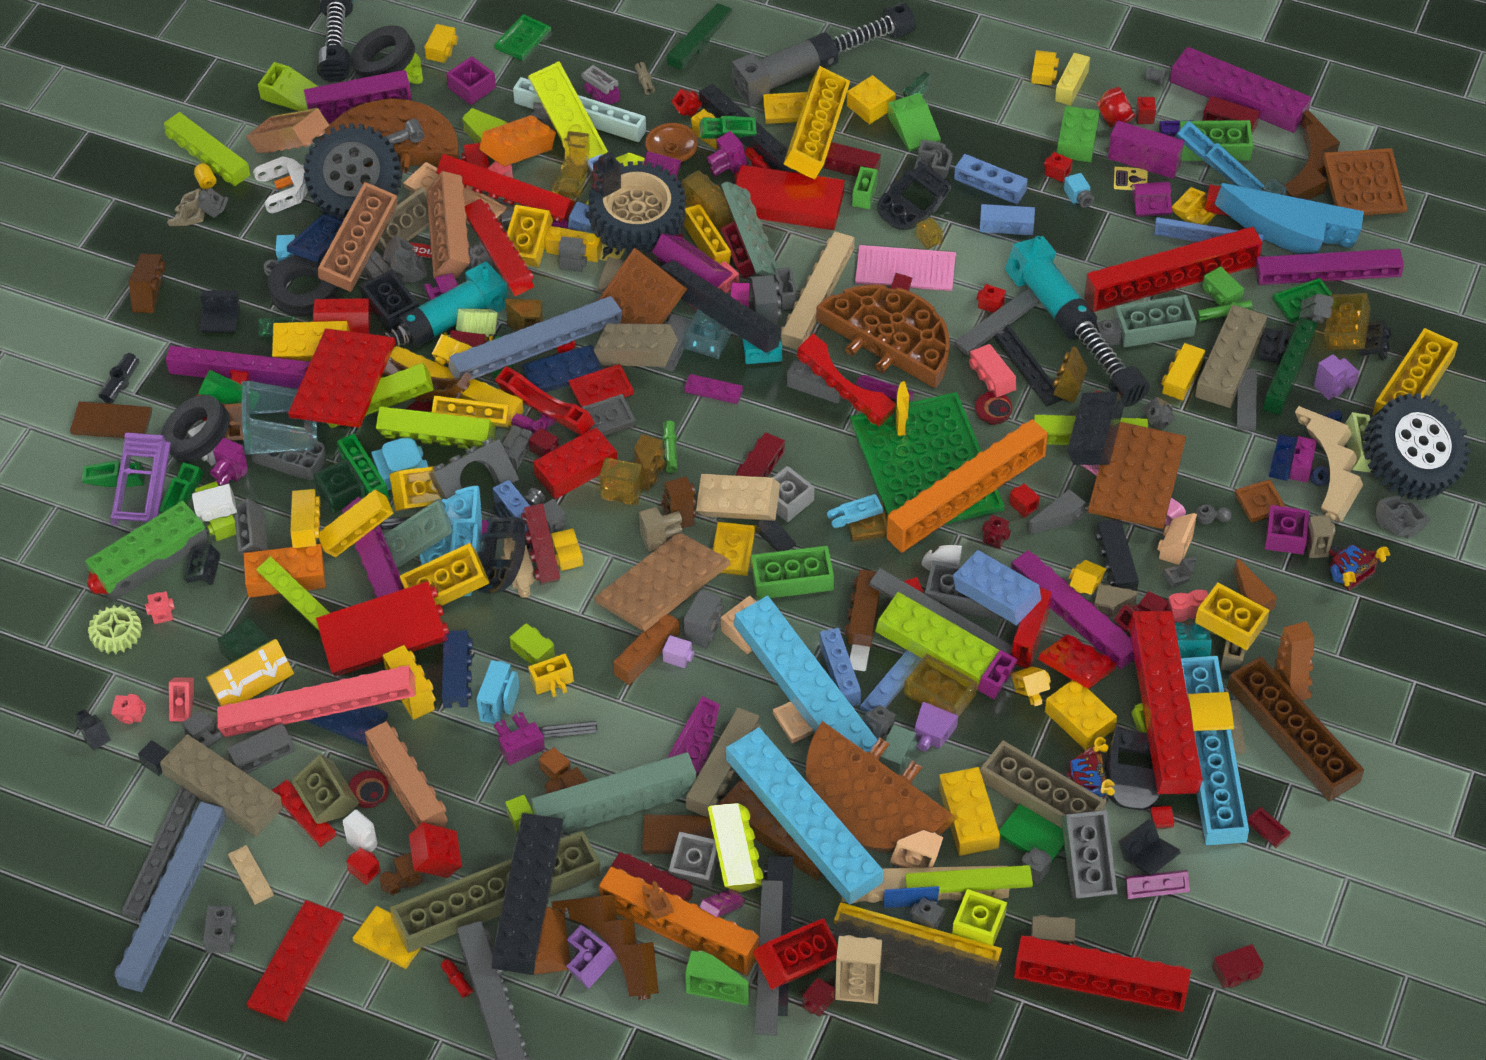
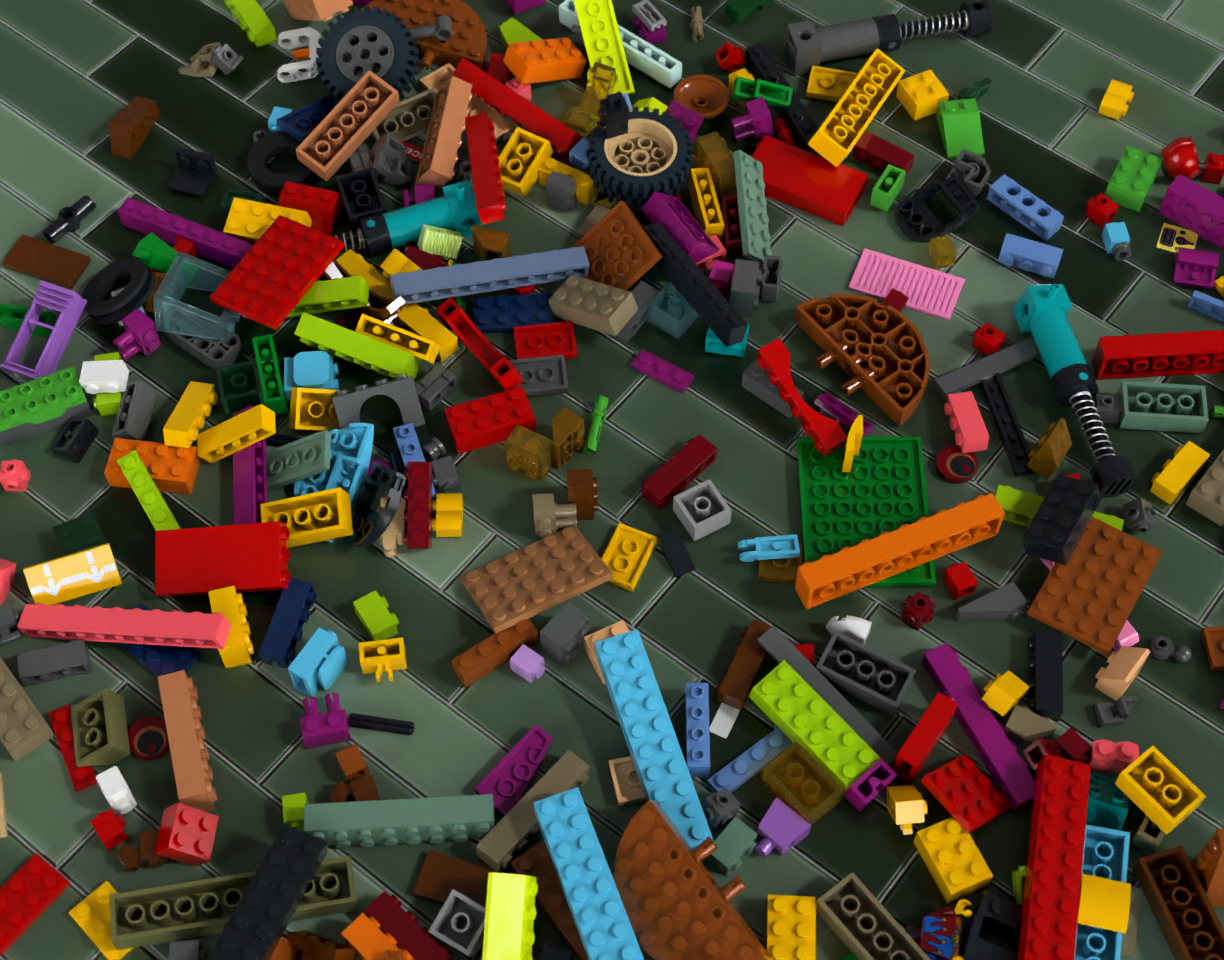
camera: 15 degrees right, 5 degrees up
(182, 486) = (93, 343): green slope -> none
(204, 176) = (230, 31): yellow brick -> none
(529, 424) = (465, 371): magenta bar -> none
(543, 442) = (464, 389): dark red brick -> none
(738, 497) = (646, 502): tan brick -> none
(792, 572) = (678, 603): bright green brick -> none
(817, 289) = (806, 286): tan brick -> none
(997, 587) = (897, 684): medium blue brick -> none
(1072, 79) = (1142, 118): light yellow brick -> none
(1252, 587) = (1193, 756): dark orange slope -> none

